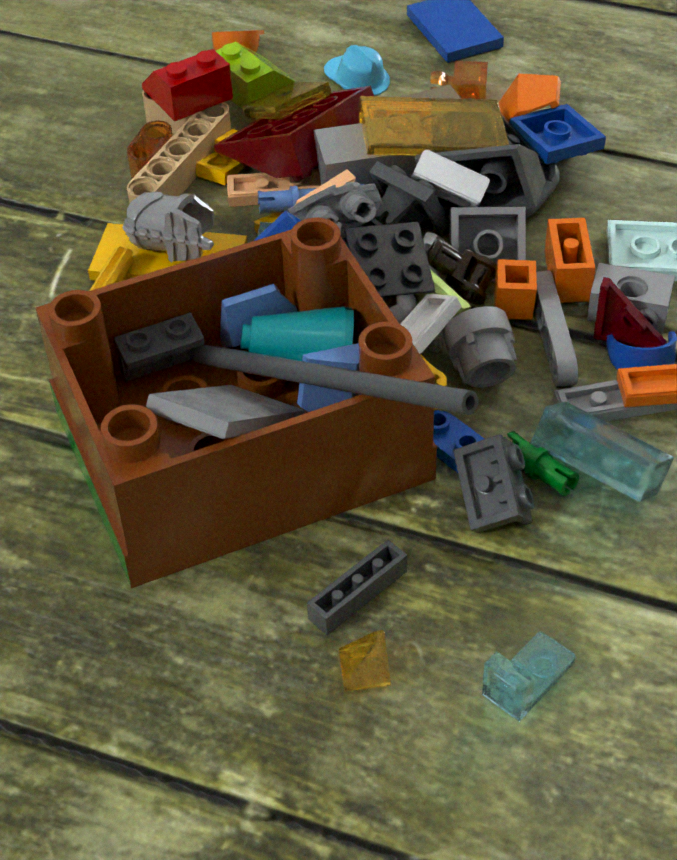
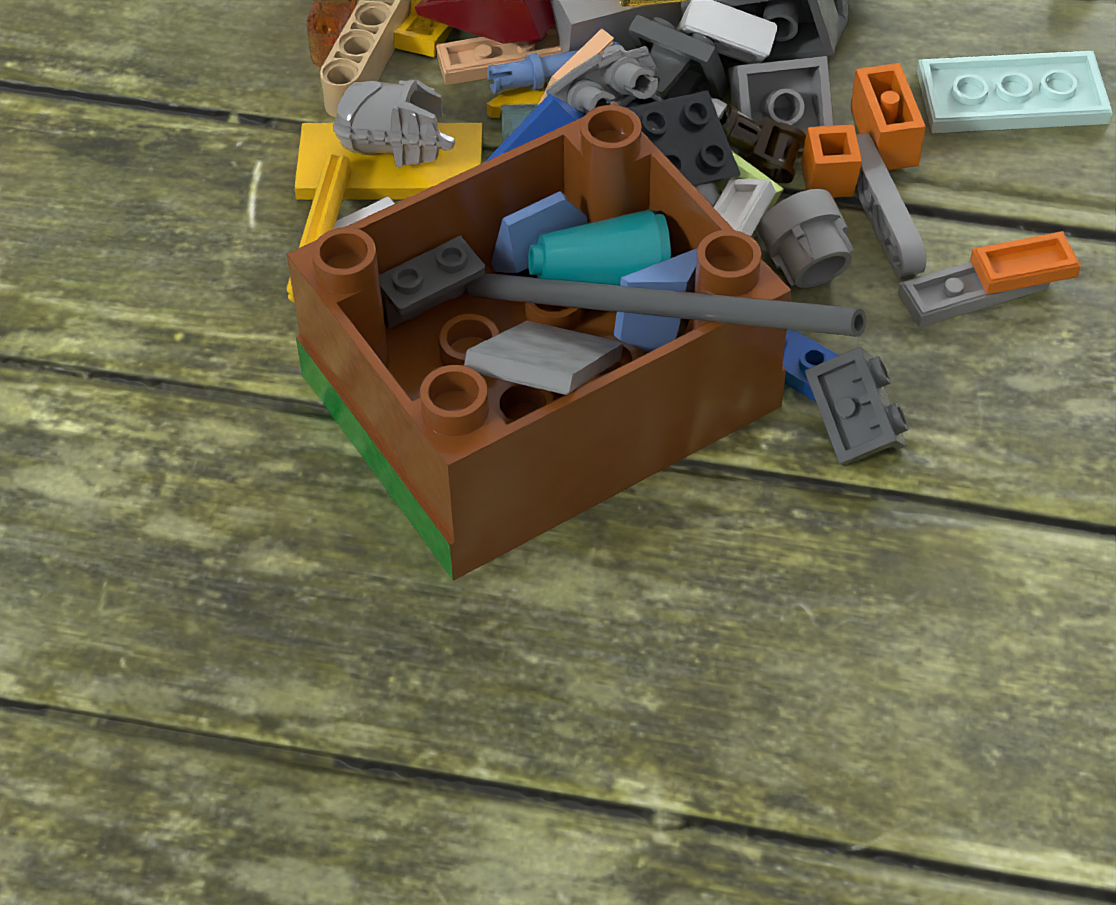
camera: 10 degrees left, 5 degrees up
(357, 587) = (723, 547): dark grey piece -> none
(365, 662) = (753, 634): clear yellow slope -> none
(526, 678) = (938, 630): clear light blue bracket -> none
(544, 467) = (910, 378): green pin -> none
(602, 450) = (974, 351): clear light blue brick -> none
(622, 319) = (966, 191): dark red tile -> none
(627, 356) = (983, 232): blue helmet -> none
(645, 289) = (968, 158): light grey brick -> none

